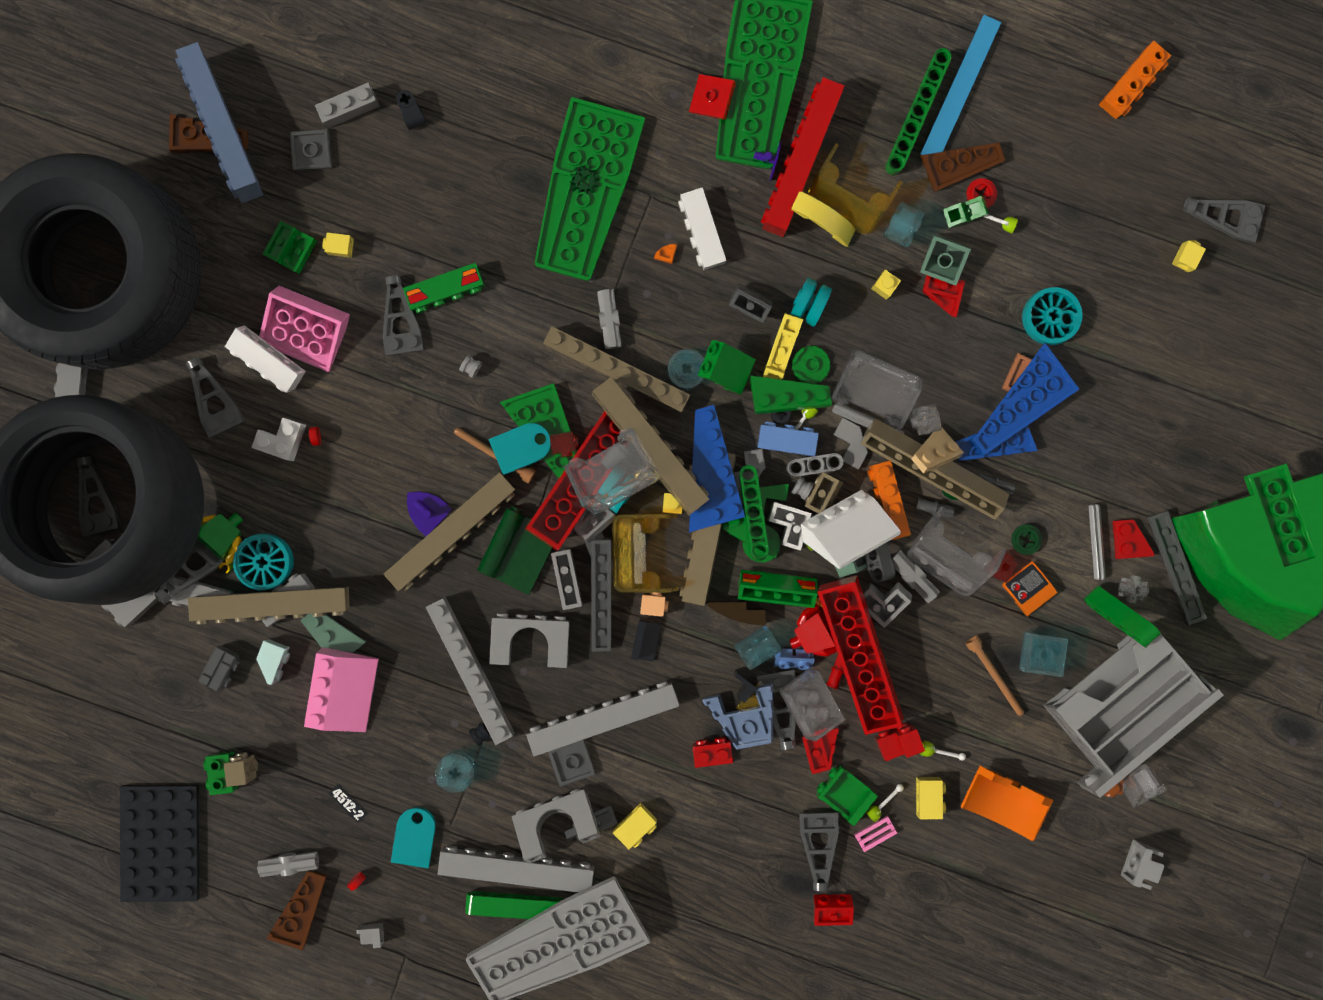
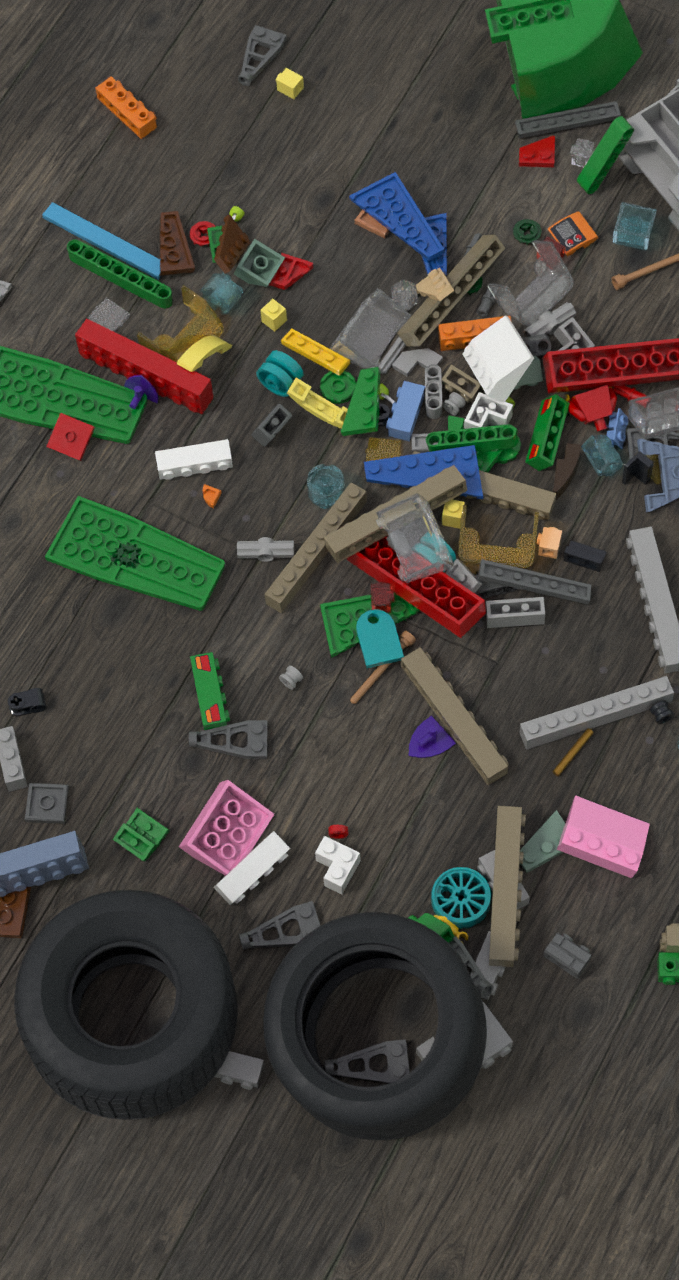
camera: 80 degrees left, 25 degrees down
(271, 659) = (564, 902): light aqua slope -> none
(338, 245) = (148, 785): light yellow brick -> none
(430, 651) = (572, 752): none -> pearl gold bar
(515, 553) = (482, 658): dark green door -> none
(555, 631) = (569, 631): light grey arch -> none
(726, 367) = (328, 448): green panel -> none
(738, 422) = (382, 449): none -> clear yellow piece
(848, 335) = (315, 352): none -> yellow tile
(867, 110) = (109, 315): none -> clear piece
(960, 225) = (231, 246): none -> reddish brown wing
(1075, 316) = (325, 190): teal piece -> none
(1097, 542) = (542, 178): light grey axle -> none

